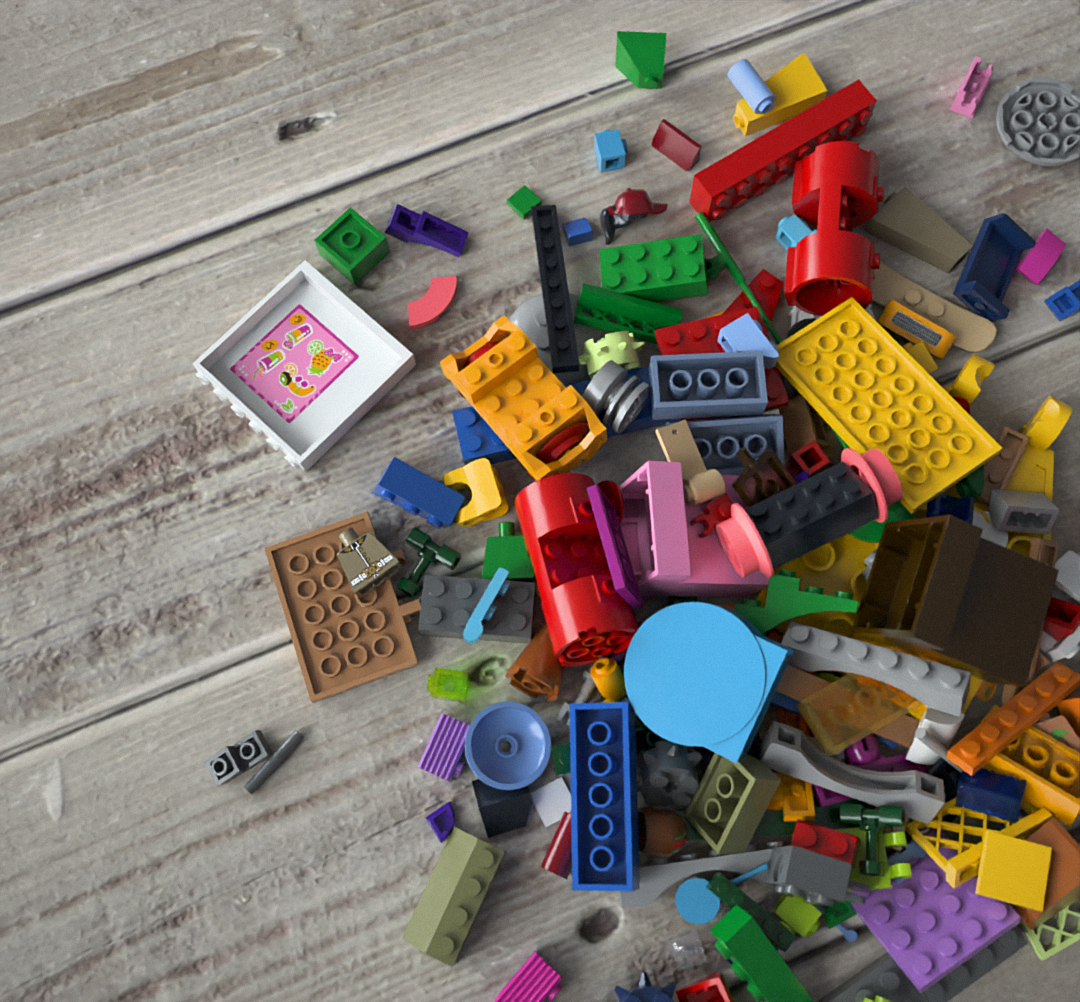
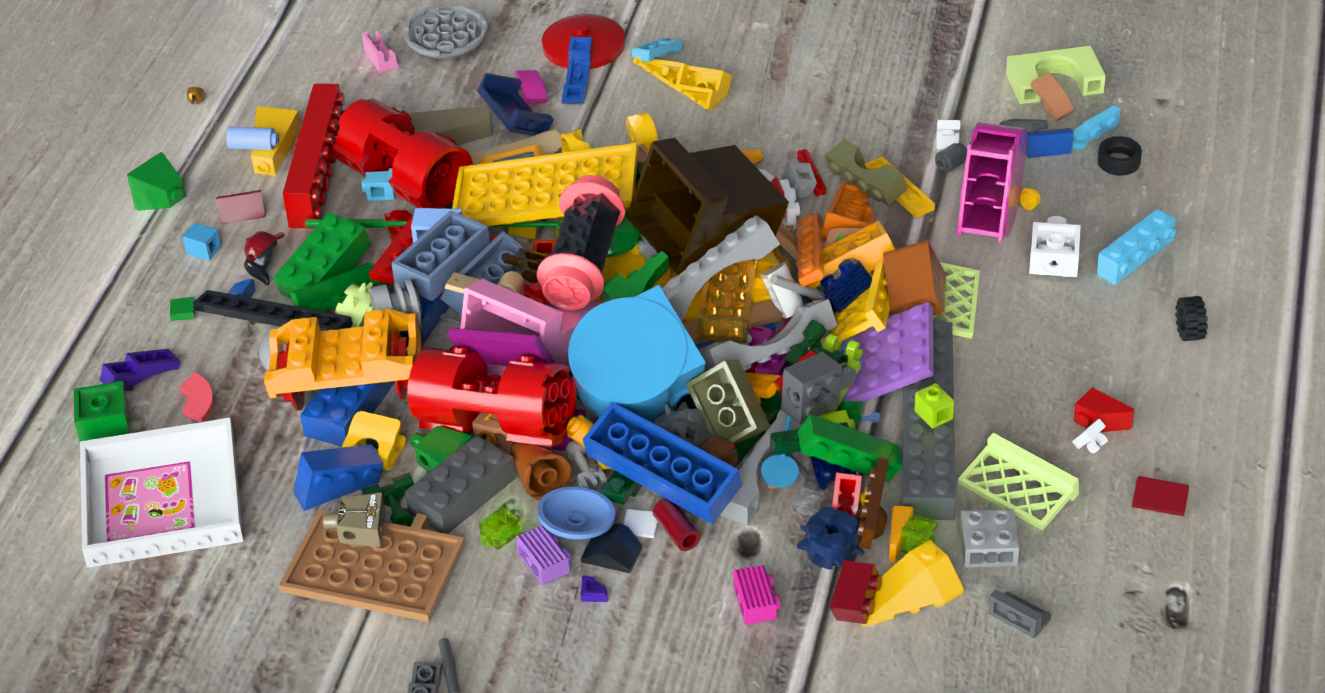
camera: 55 degrees left, 30 degrees down
(453, 896) = (653, 604): olive slope -> none
(485, 607) = (466, 458): medium azure hinge -> none
(1013, 871) = (896, 284): yellow tile -> none

